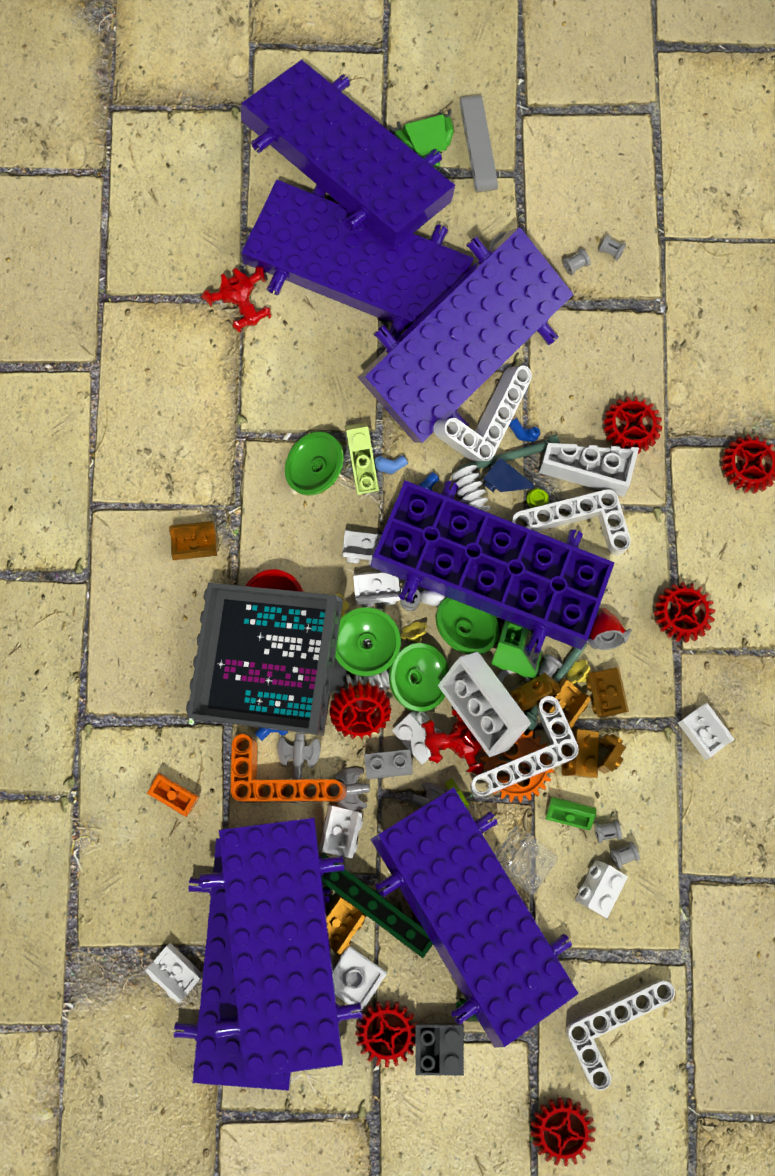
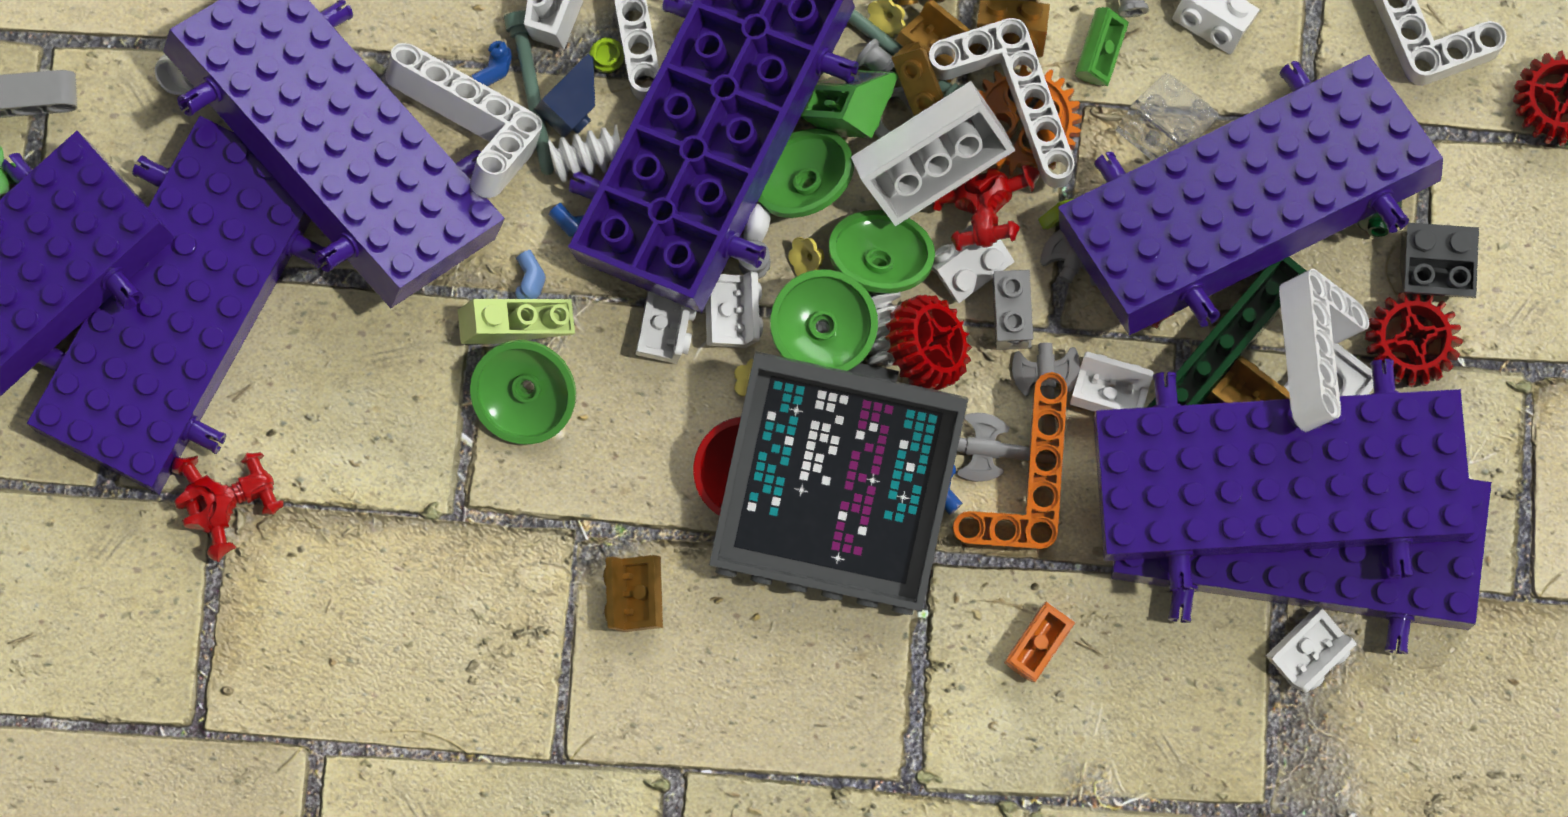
camera: 80 degrees left, 0 degrees up
(392, 958) = (1314, 319): none -> white beam

